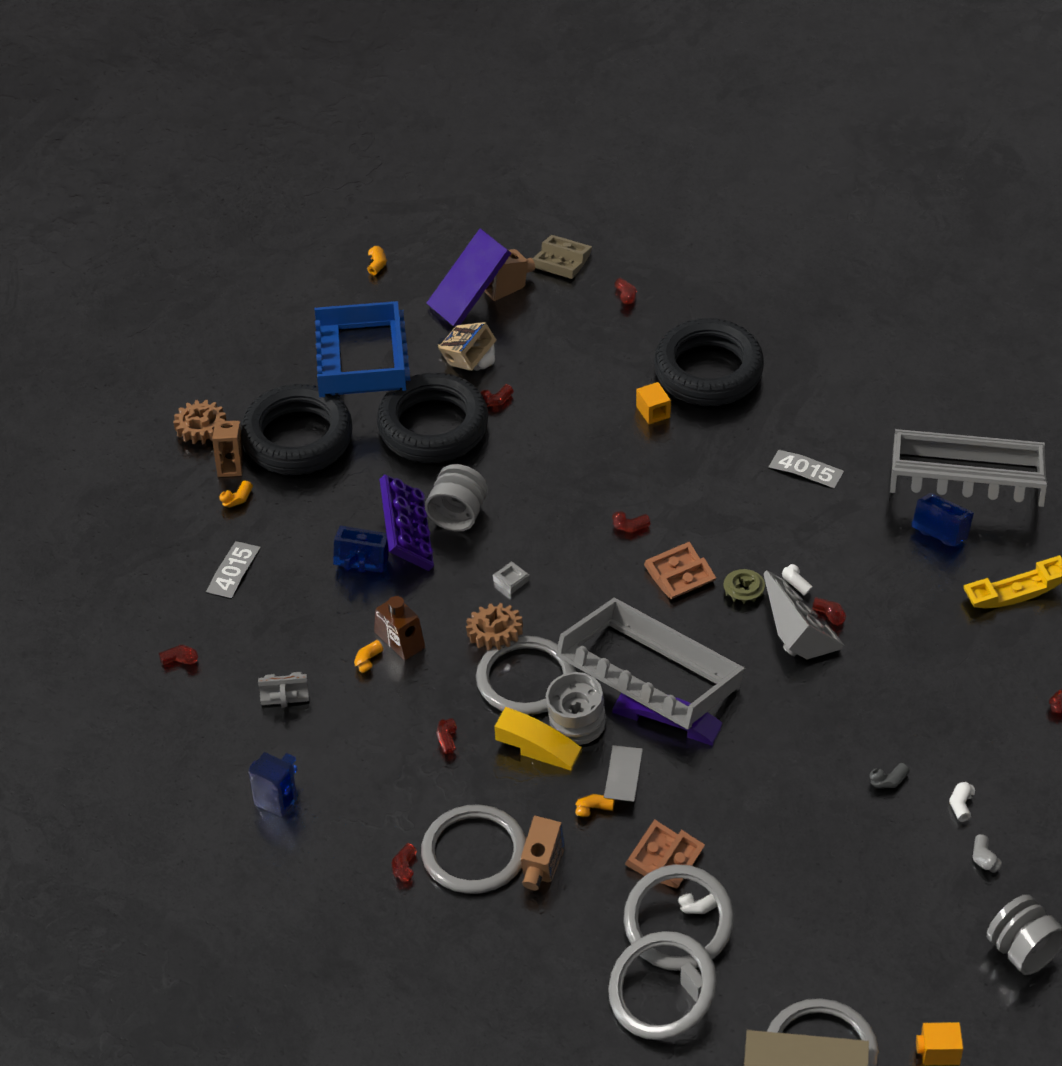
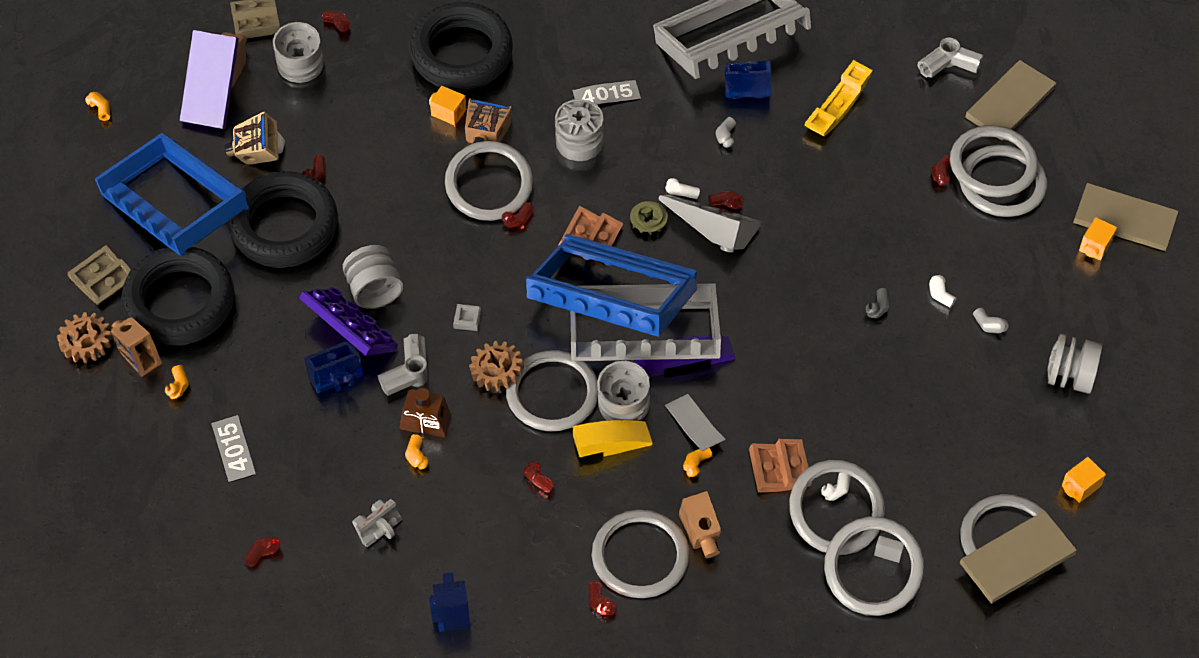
camera: 40 degrees left, 10 degrees up
(254, 381) = (100, 275): none -> dark tan slope
(426, 588) = (403, 375): none -> light grey piece
(564, 296) = (298, 52): none -> light grey wheel
(585, 583) = (605, 307): none -> blue window
(624, 447) = (488, 146): none -> light grey wedge
(671, 434) = (487, 121): none -> torso
(745, 479) = (579, 129): none -> light grey wheel
(883, 552) = (723, 132): none -> light grey arm

